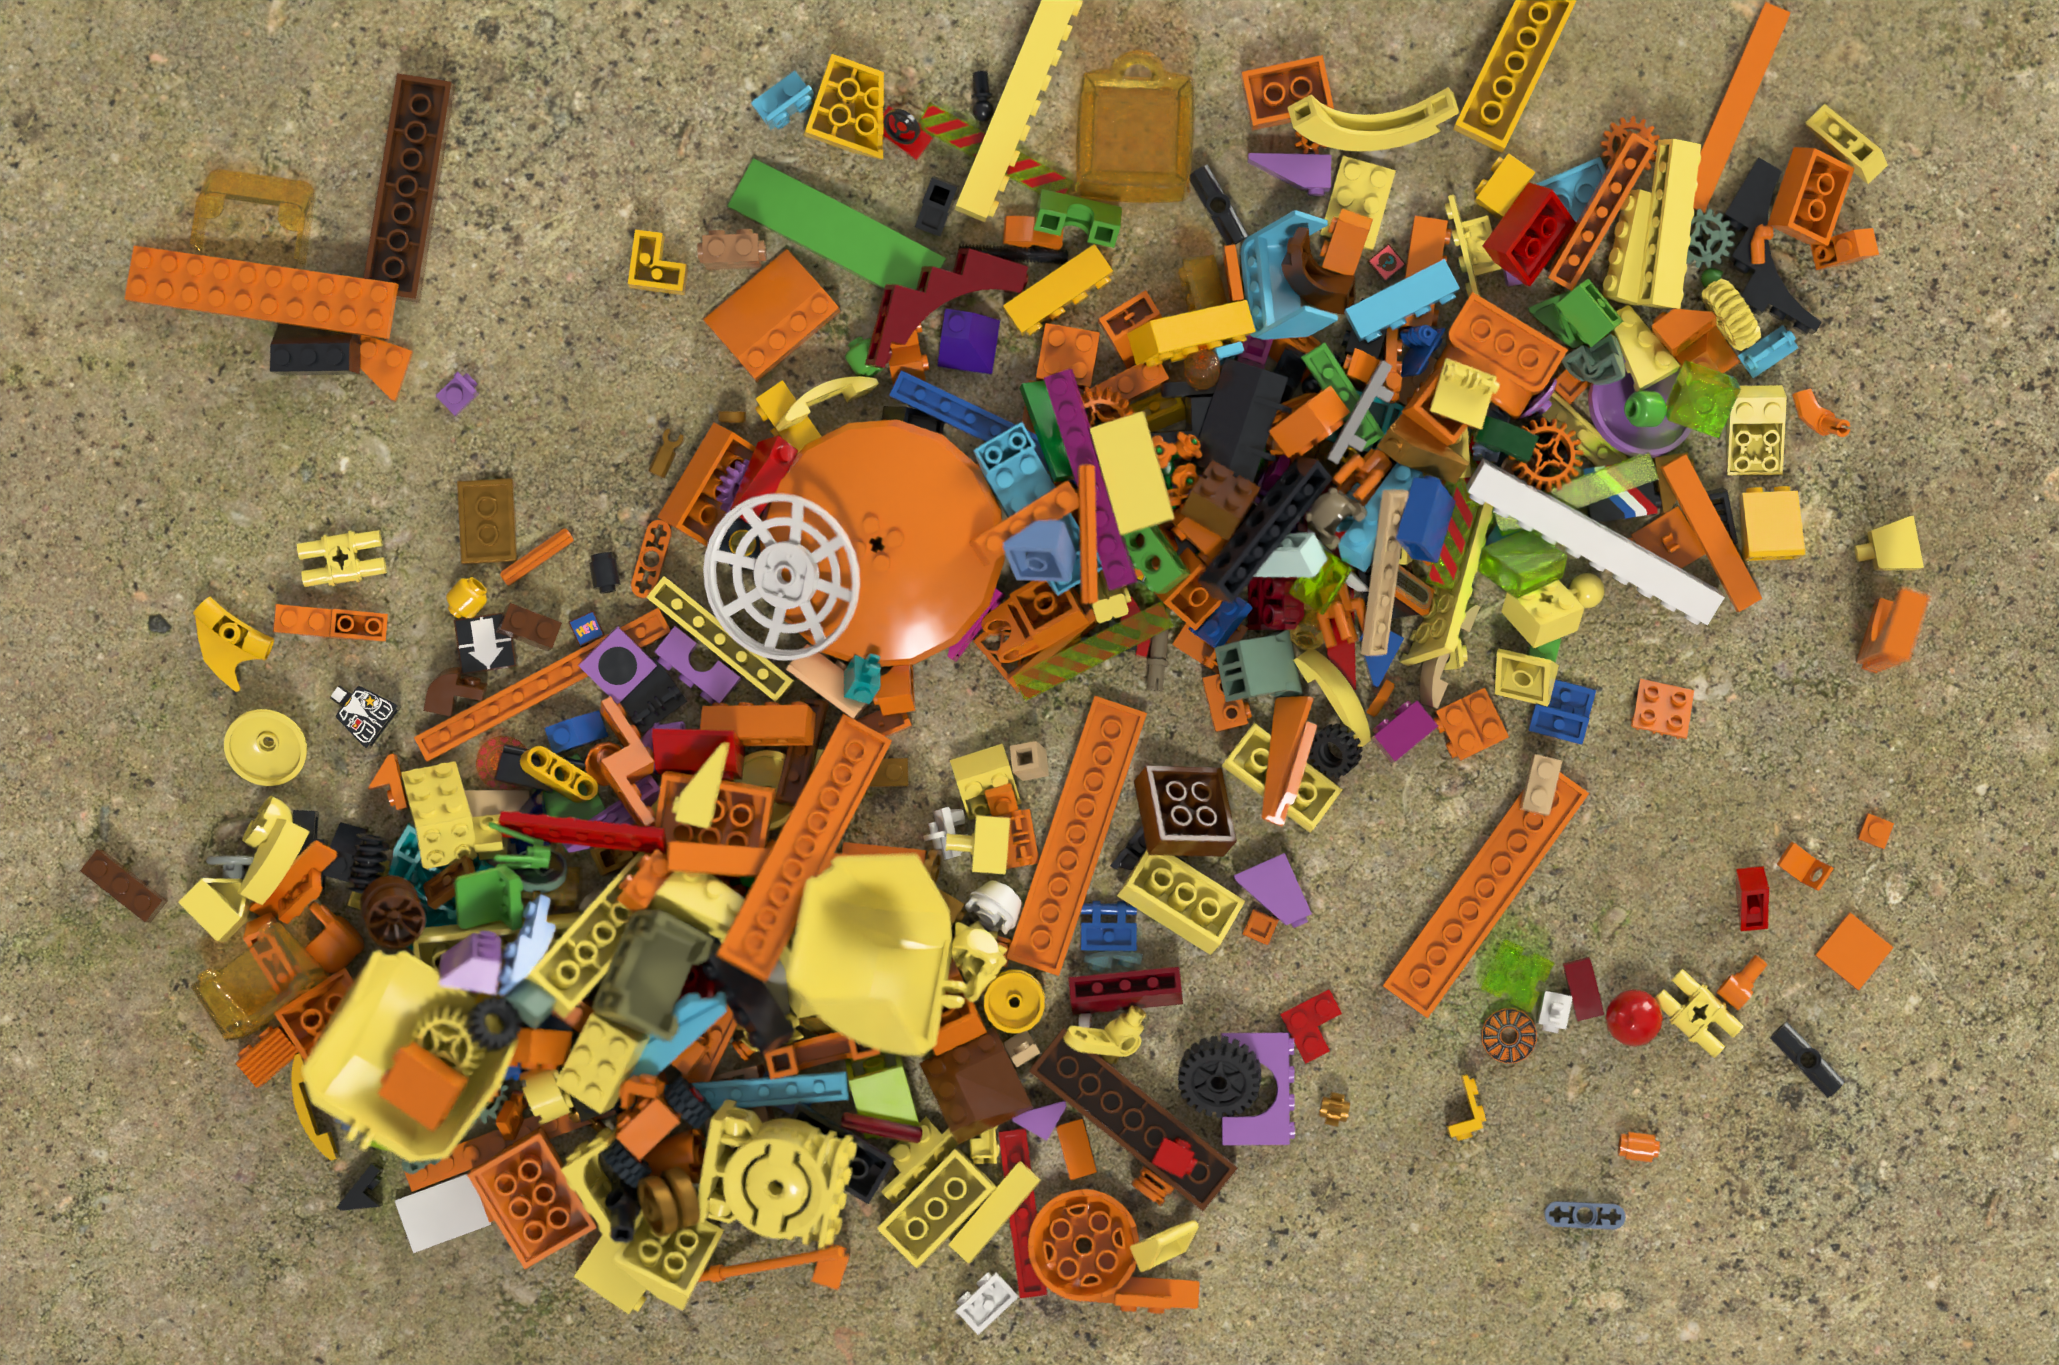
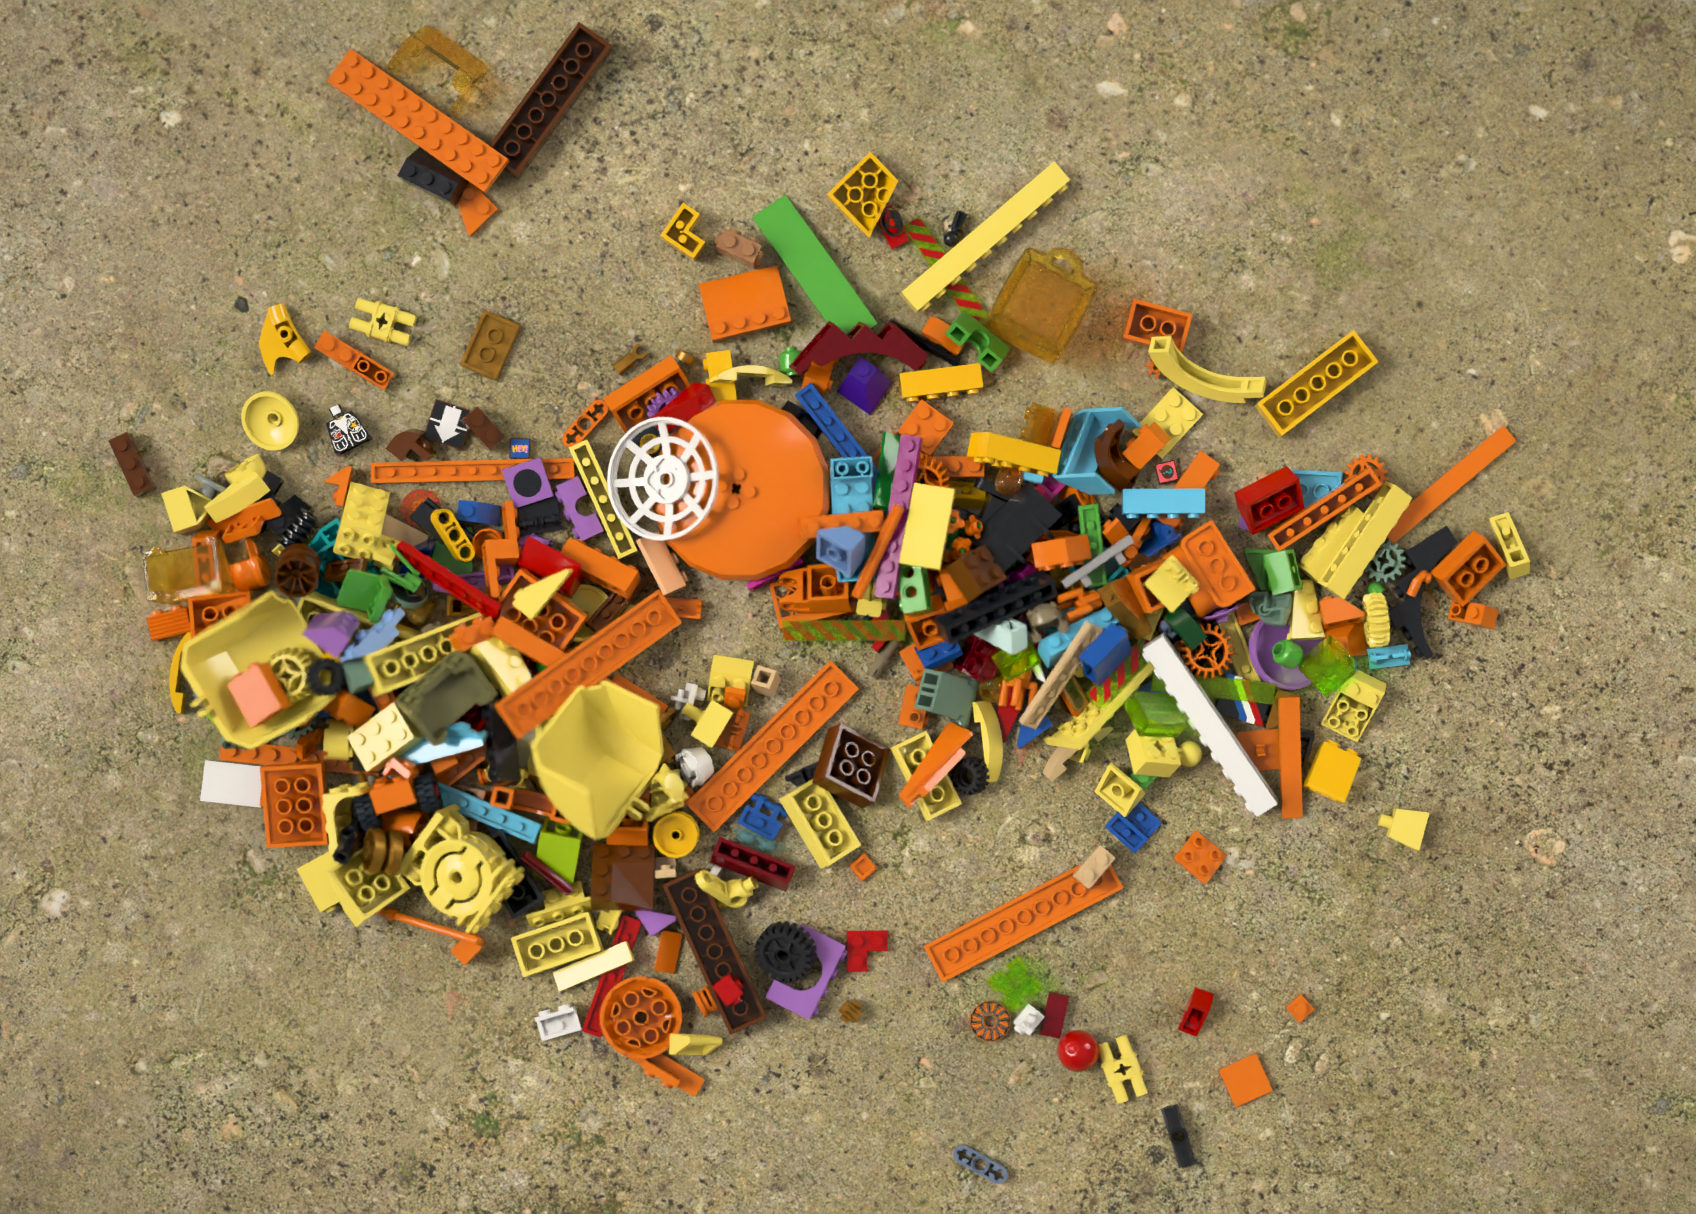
camera: 20 degrees right, 0 degrees up
(358, 1196) = (182, 745): black slope -> none
(458, 393) = (513, 251): medium lavender bracket -> none
(466, 598) = (451, 389): yellow head -> none
(536, 556) = (511, 385): orange axle -> none
(604, 572) = (550, 417): black brick -> none
(783, 101) = (823, 166): medium azure bracket -> none
(862, 678) = (683, 572): teal brick -> none
(891, 773) = (671, 644): pearl gold plate -> none
(896, 691) = (701, 591): orange arch -> none
(937, 206) = (890, 285): black brick -> none
(1124, 320) = (975, 423): orange slope -> none
(1209, 190) = (1073, 365): black piece -> none
(1276, 889) = (886, 848): medium lavender slope -> none
(1301, 171) = (1140, 383): medium lavender slope -> none
(1381, 698) = (1018, 756): orange tile -> none
(1404, 731) = (1021, 786): magenta brick -> none
(1464, 1129) = (930, 1067): yellow bracket -> none
(1470, 725) = (1068, 803): orange plate -> none
(1471, 237) = (1229, 483): light yellow bracket -> none
(1504, 186) = (1269, 460): yellow brick -> none
(1638, 1147) = (1038, 1137): orange brick -> none
(1738, 987) = (1157, 1065): orange pin -> none
(1803, 866) = (1240, 1007): orange bracket -> none
(1816, 417) = (1399, 717): orange arm -> none
(1892, 631) = (1375, 882): orange arch -> none

